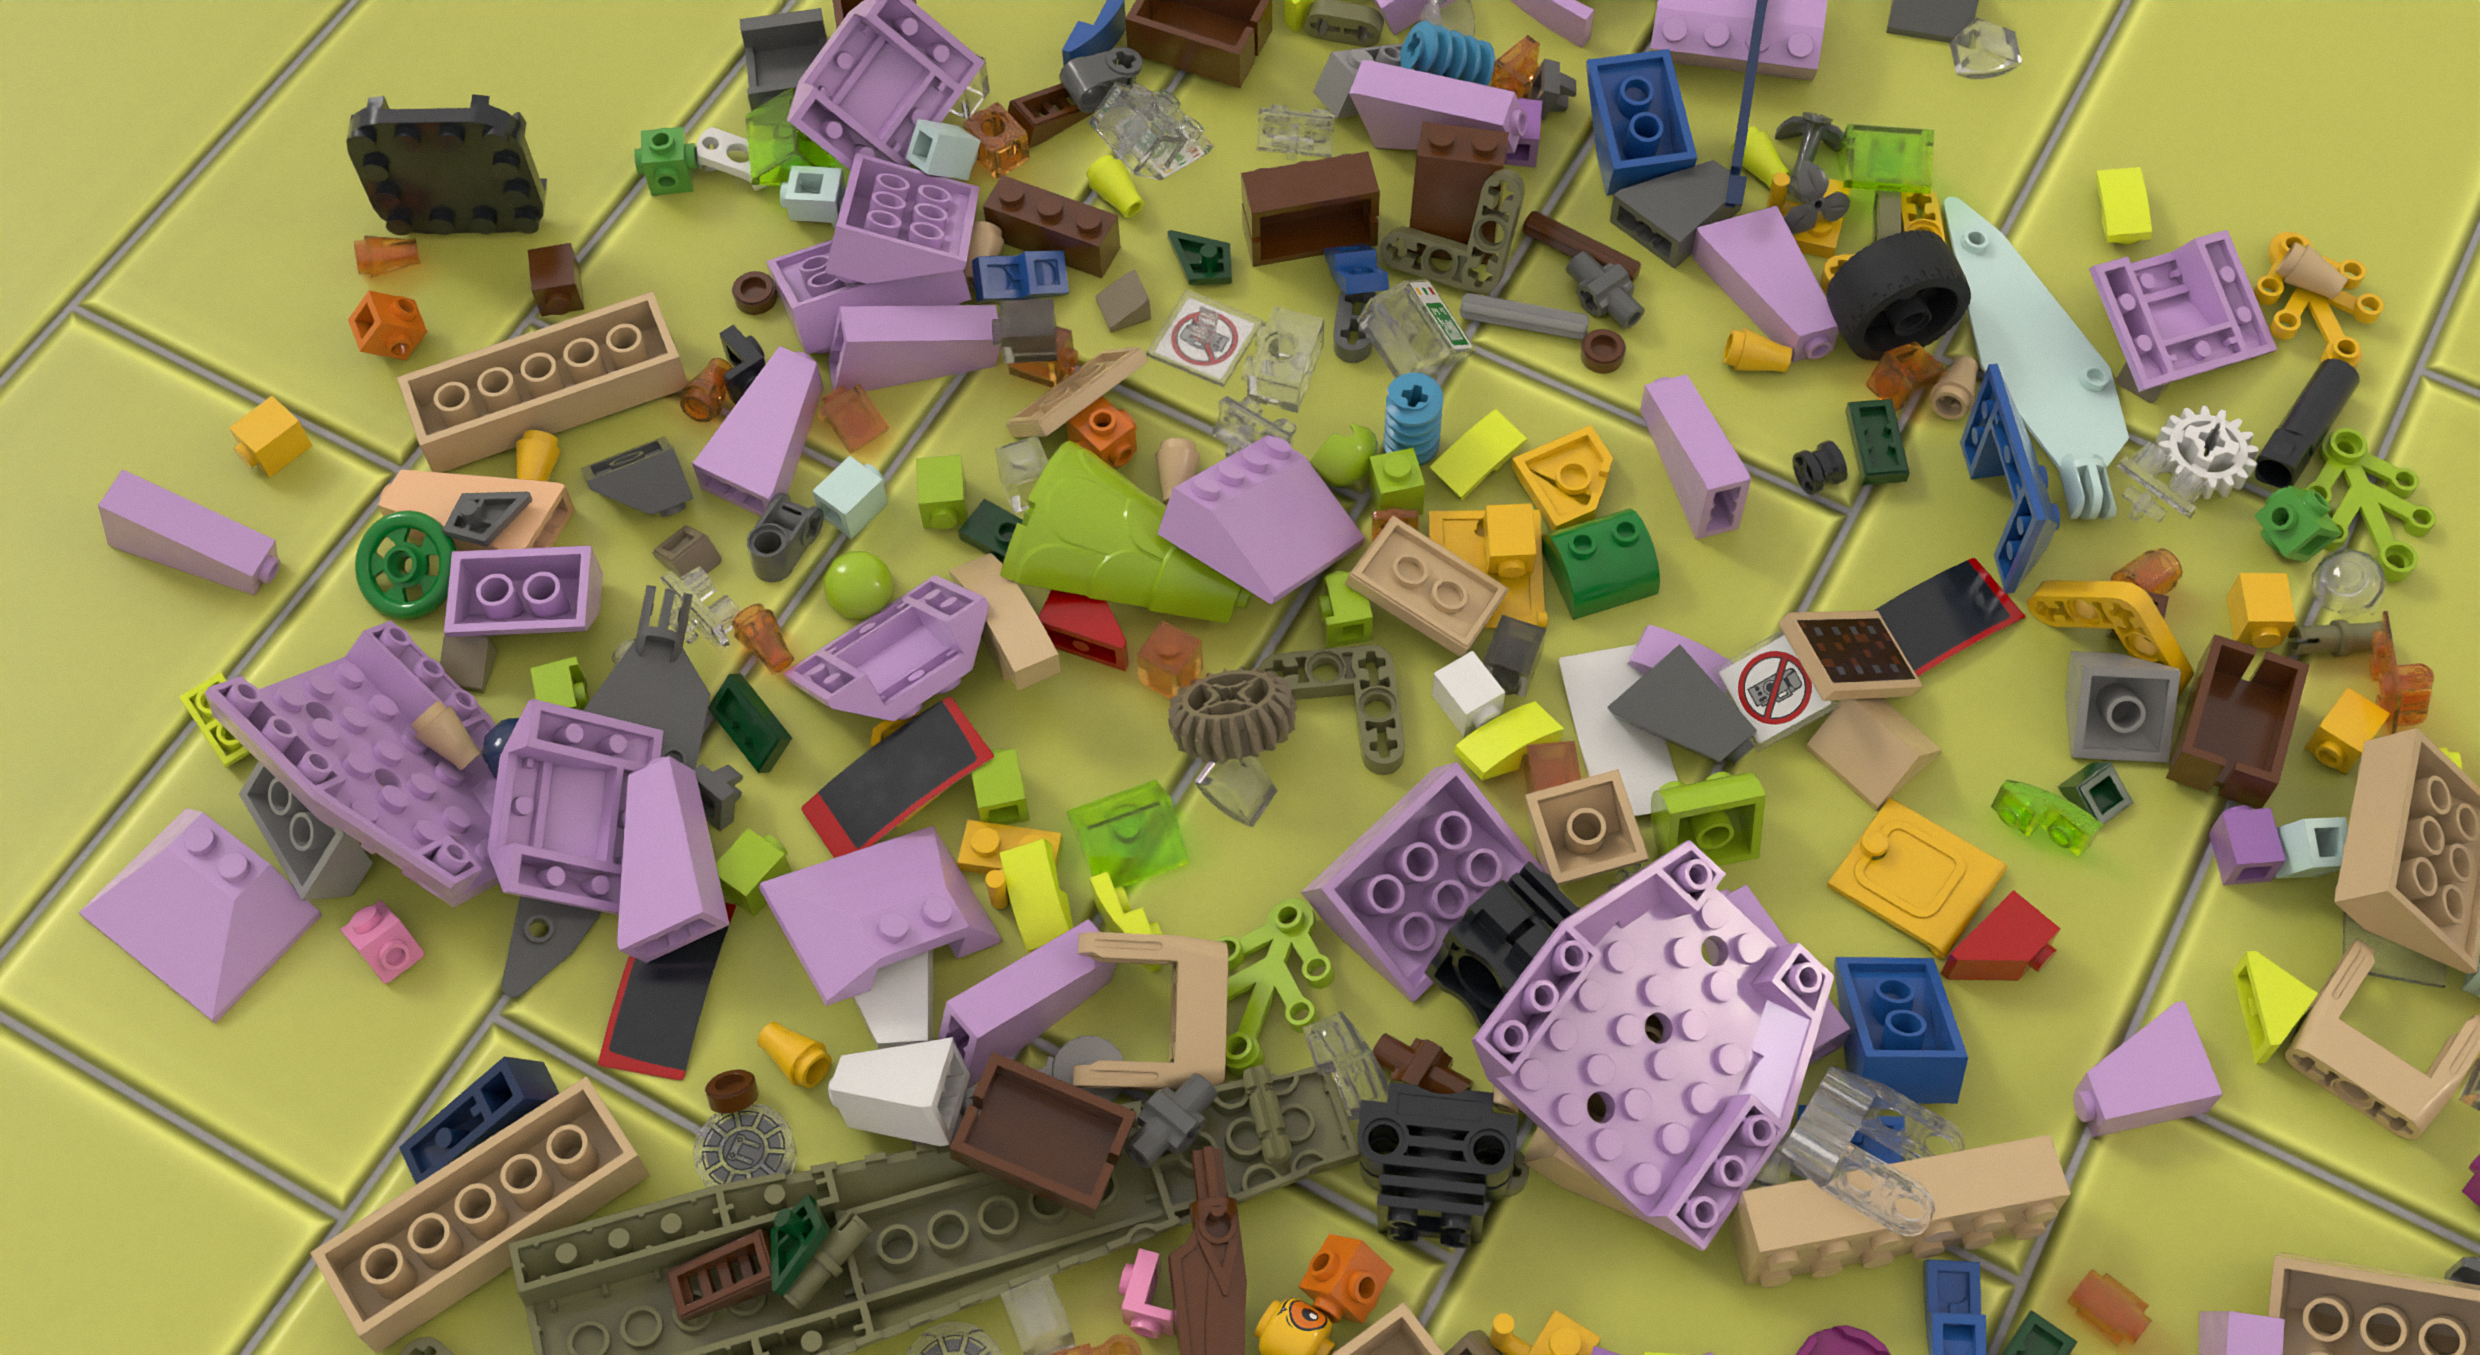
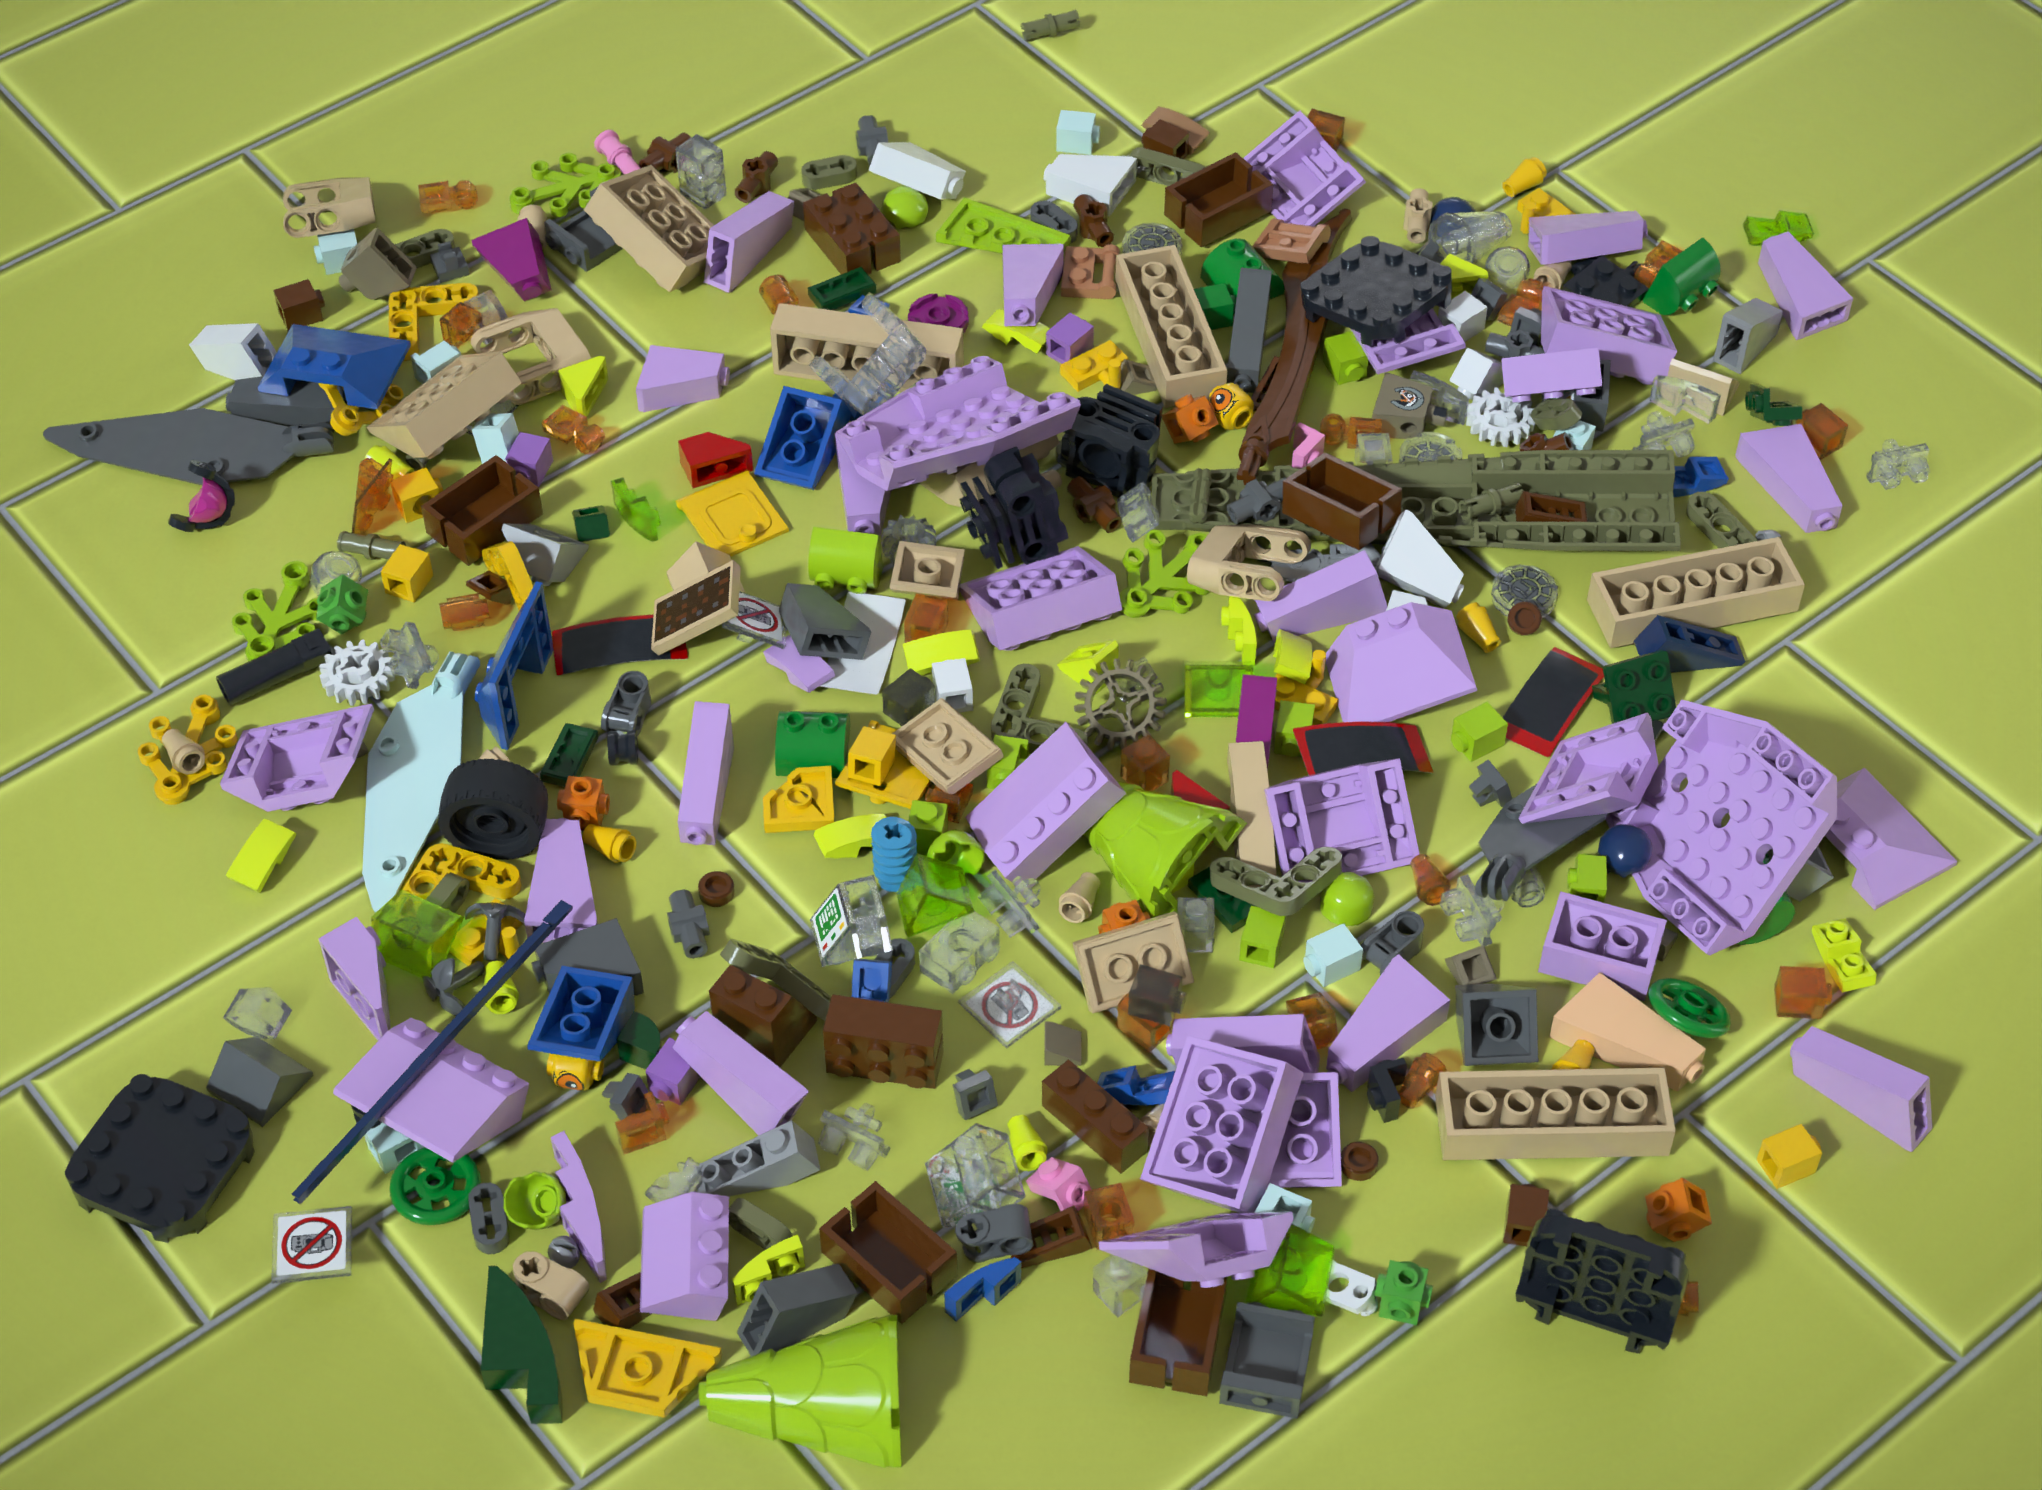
camera: 160 degrees left, 10 degrees down
(271, 639) = (1801, 992): none -> clear orange brick
(446, 735) = (1679, 859): tan cone -> none
(484, 516) = (1621, 999): dark grey piece -> none
(549, 1013) = (1638, 687): none -> dark green bracket
(667, 864) = (1534, 726): lavender slope -> none
(749, 723) = (1454, 824): dark green plate -> none
(795, 1242) = (1506, 501): dark green piece -> none
(940, 523) = (1278, 895): none -> olive beam
(943, 149) = (1160, 1204): light aqua brick -> none
(1046, 751) = (1257, 711): none -> magenta slope
(1061, 157) = (1060, 1182): none -> bright pink bracket
(1195, 213) = (974, 1093): none -> dark grey tile
(1202, 258) = (980, 1055): dark green piece -> none
(1307, 793) = (1089, 657): none -> neon yellow slope
(1336, 389) = (932, 895): none -> clear neon green slope
(1447, 54) = (699, 1134): dark azure piece -> none
(1524, 316) = (759, 931): light grey axle -> none
(1568, 147) = (639, 1041): none -> dark green brick
(1573, 242) = (681, 967): reddish brown axle -> none
(1814, 376) = (584, 800): none -> orange brick
(1850, 520) = (627, 704): none -> dark grey piece
(1892, 81) = (358, 972): none -> lavender slope
(2237, 927) = (568, 424): none -> clear orange plate

